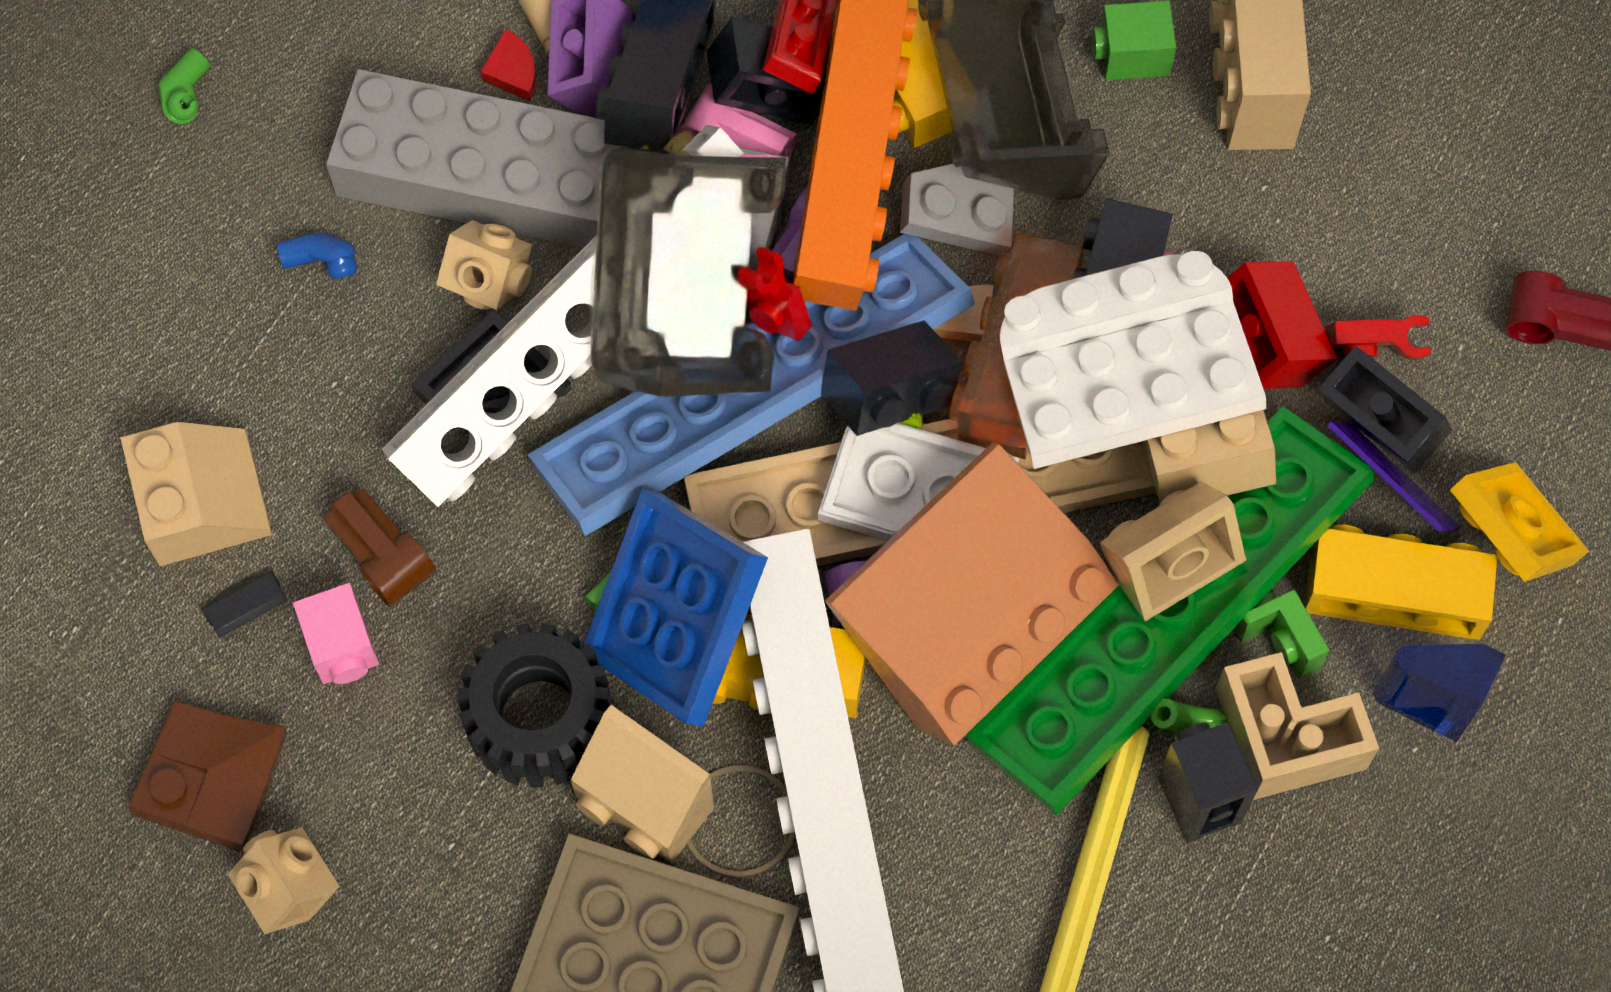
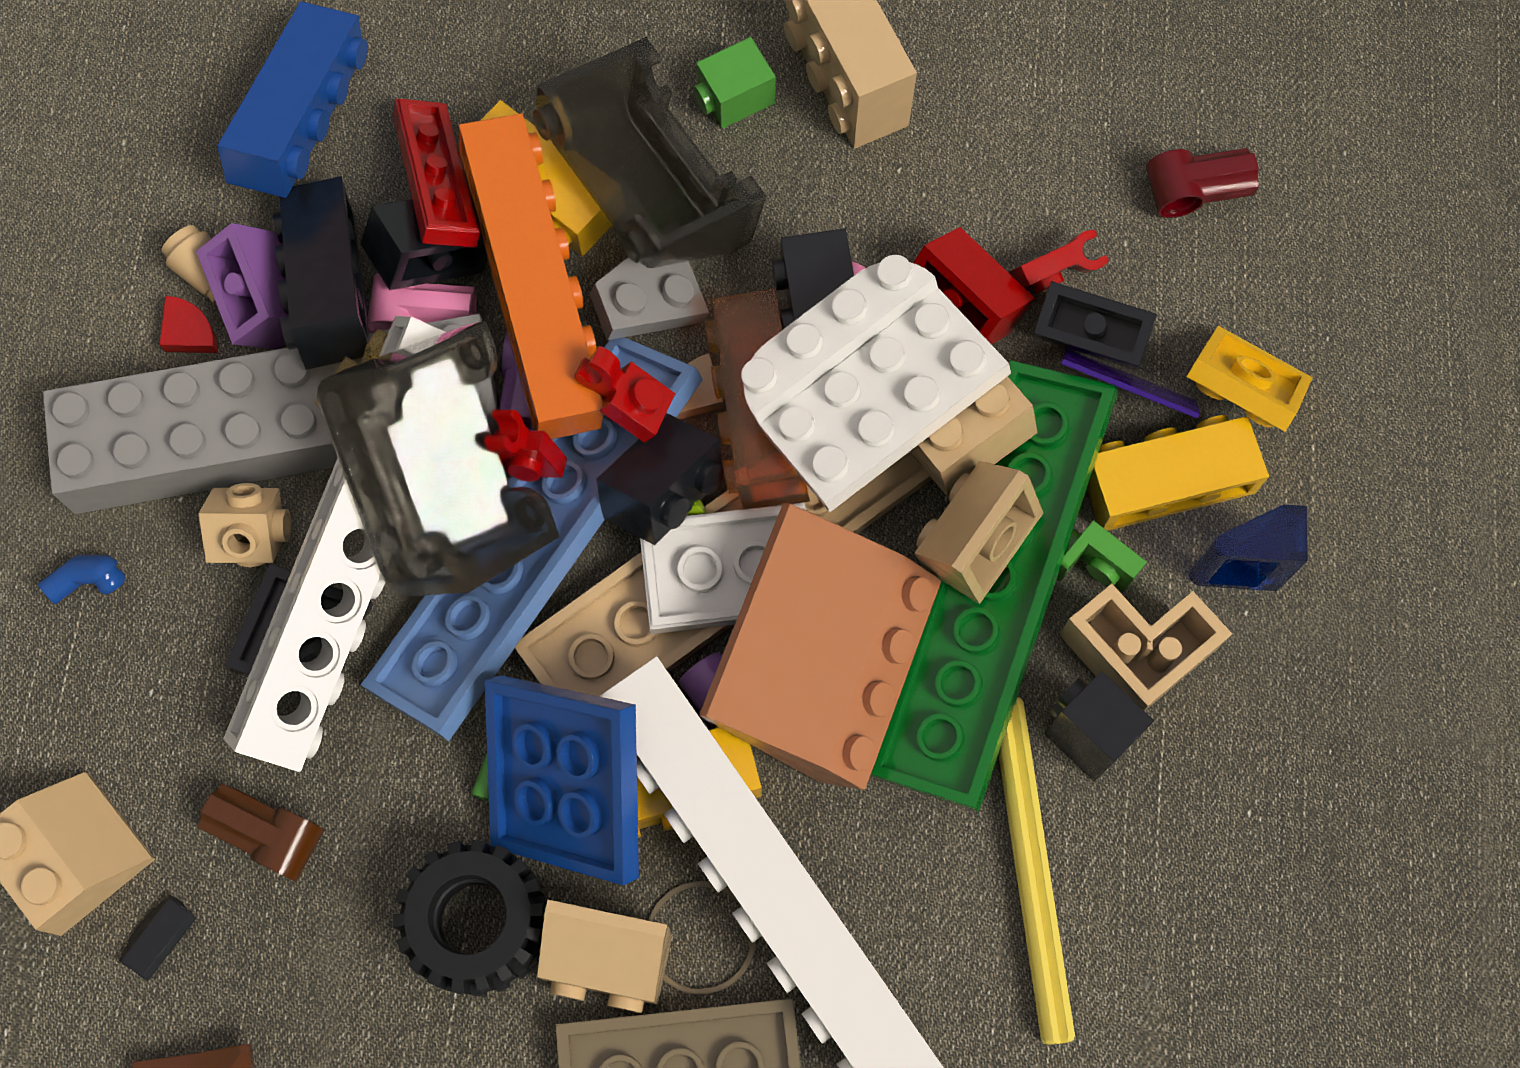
camera: 25 degrees left, 5 degrees up
(336, 635) = (258, 933): bright pink brick -> none
(895, 286) = (631, 394): none -> red plate
(1178, 716) = (1053, 670): bright green arm -> none

